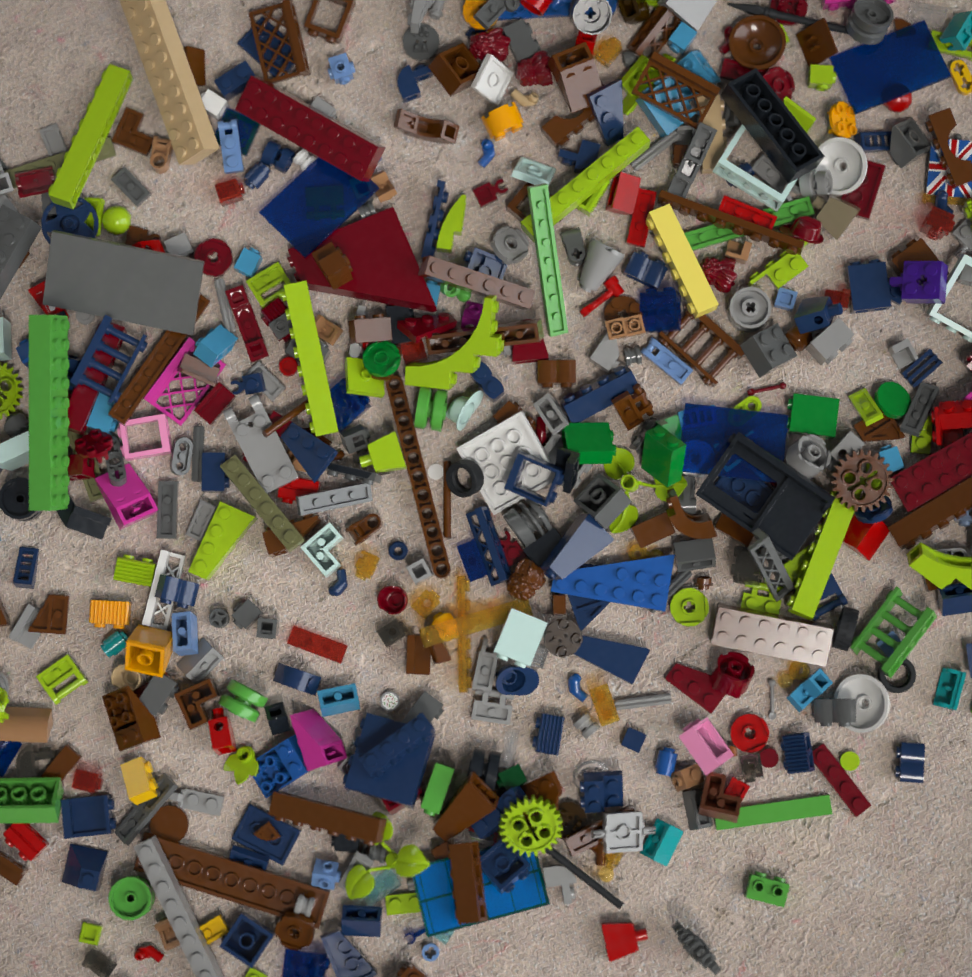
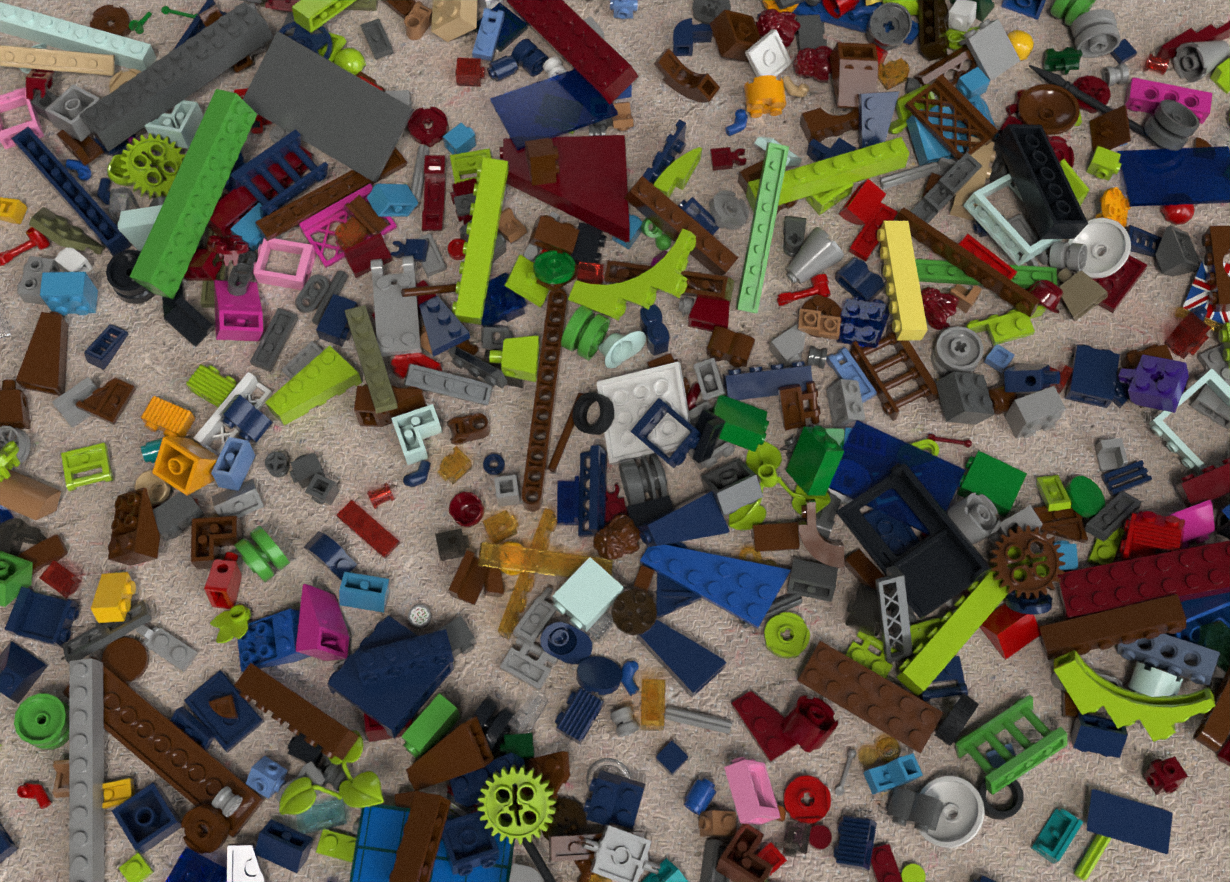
camera: 15 degrees right, 15 degrees down
(192, 392) = (350, 234): none -> clear orange brick
(277, 718) = (290, 587): black brick -> none
(316, 613) = (380, 495): none -> clear red bush
(426, 325) = (598, 246): dark red wing -> none
(435, 471) = (565, 401): white sticker -> none
(552, 696) = (599, 675): none -> dark blue tile
(670, 389) = (845, 403): none -> light grey bracket
(703, 582) = (811, 615): reddish brown plate -> none

